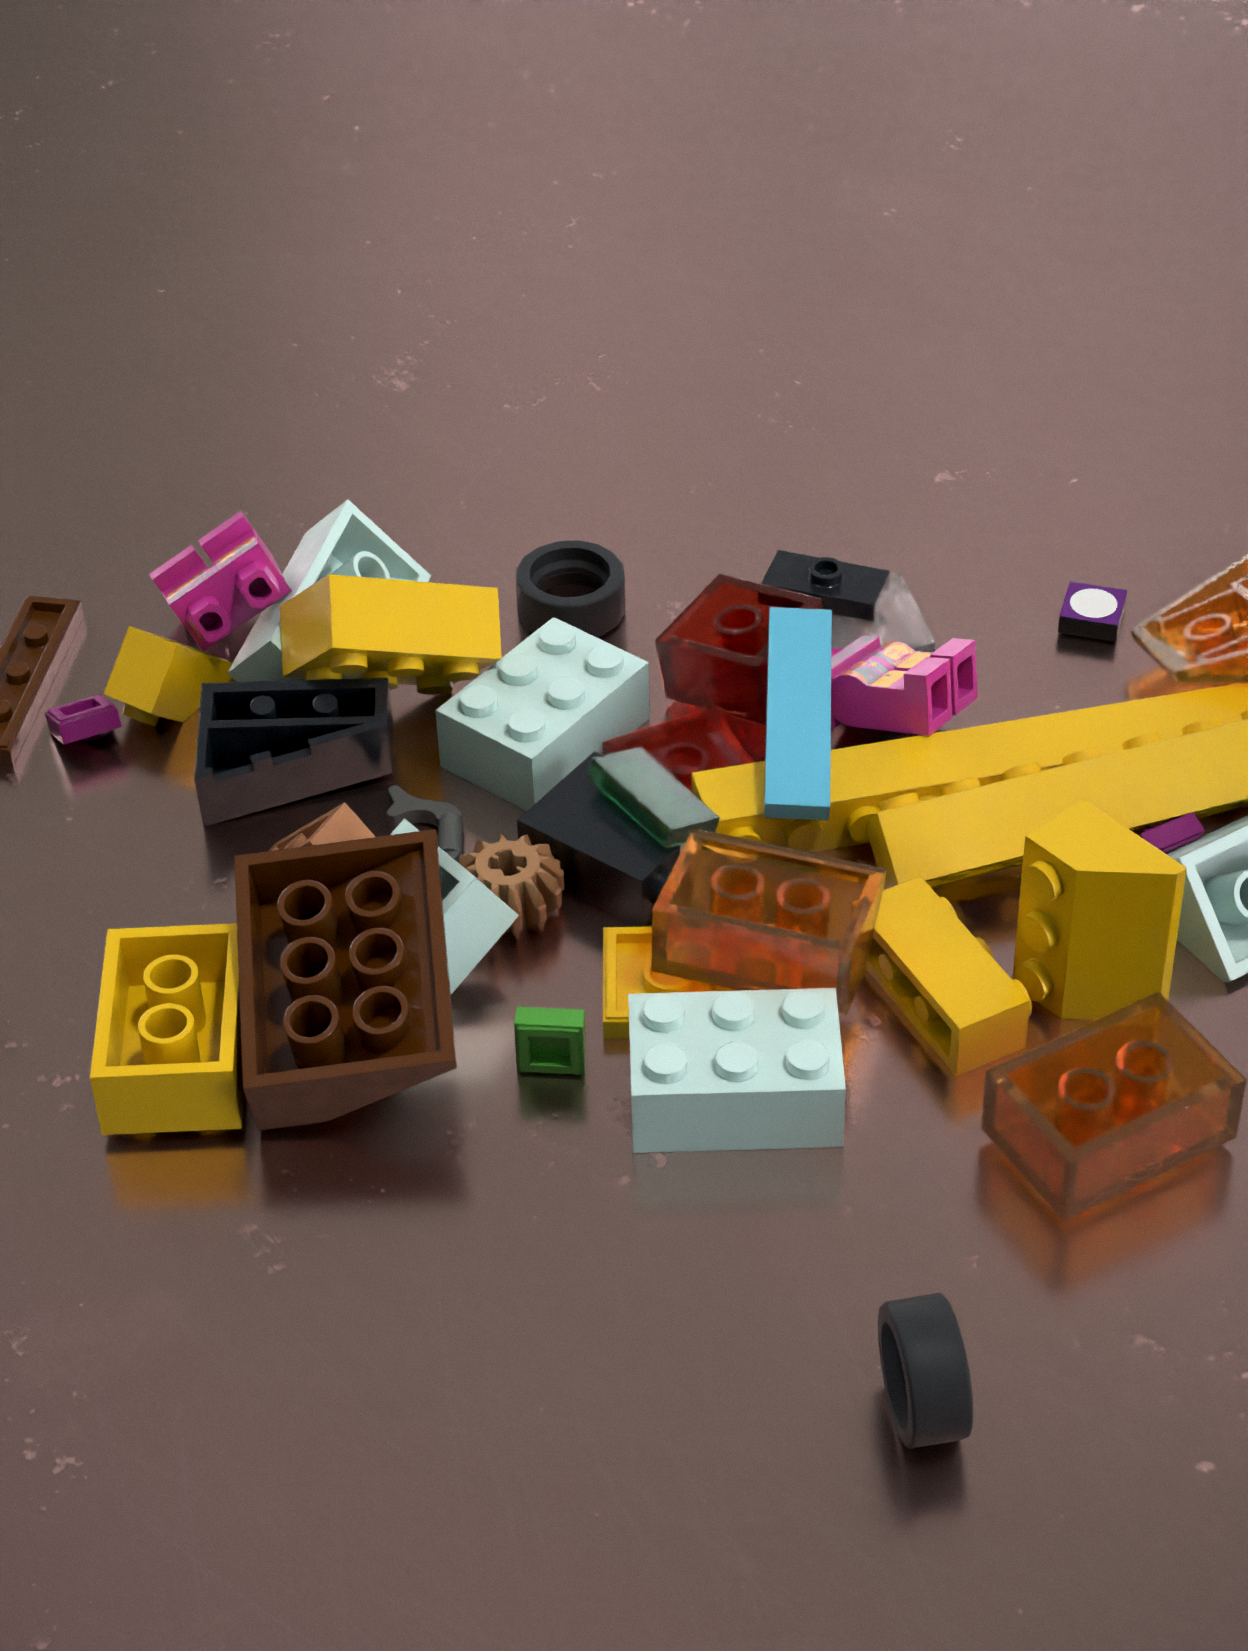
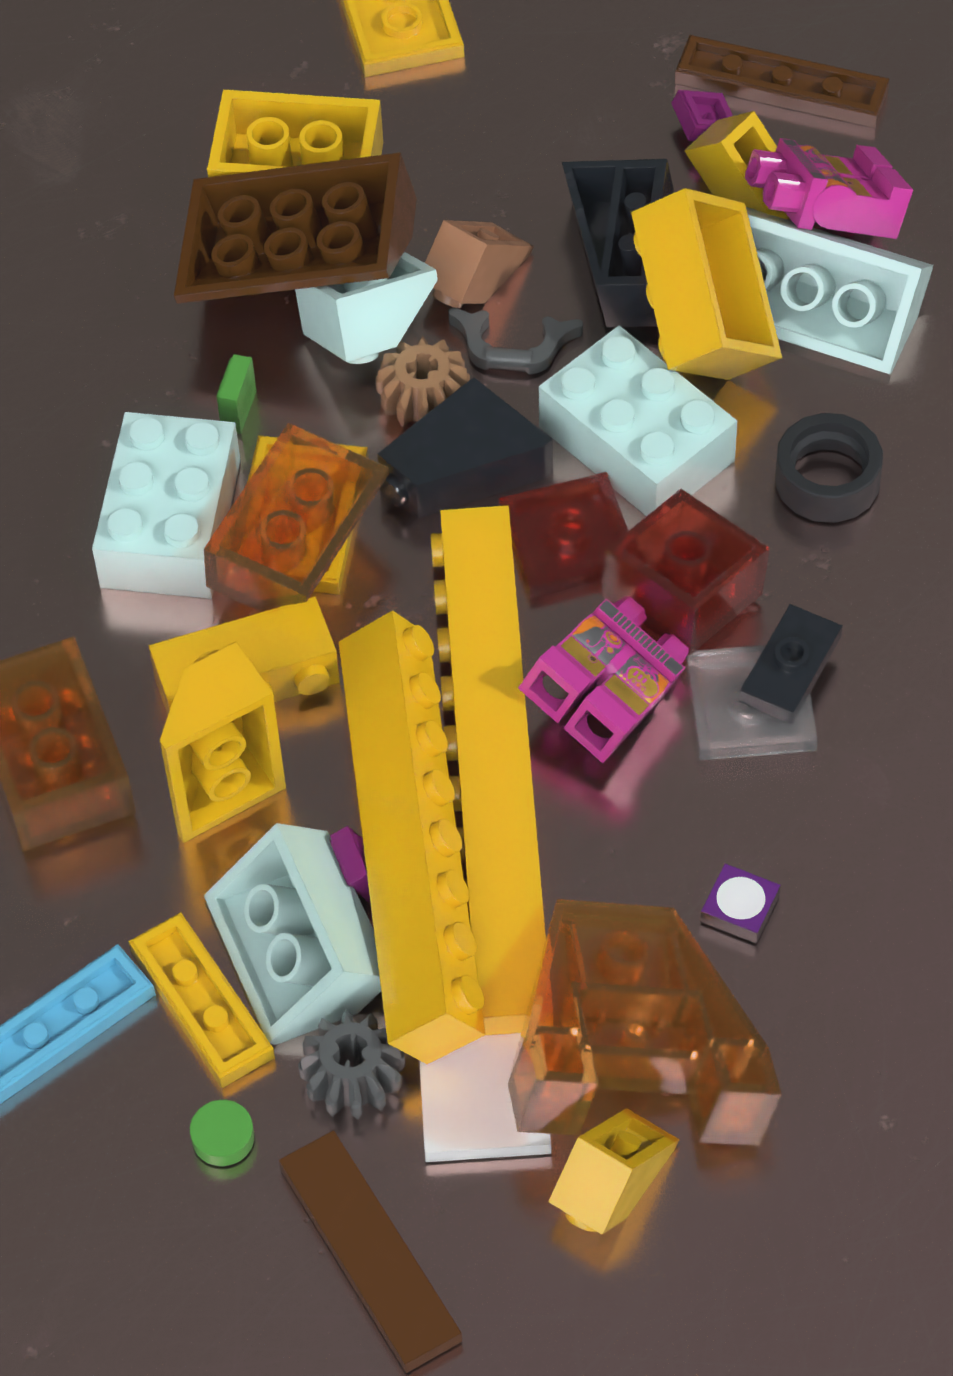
camera: 100 degrees right, 15 degrees up
(651, 796) = (467, 464): clear green tile -> none
(798, 714) = (539, 571): medium azure tile -> none

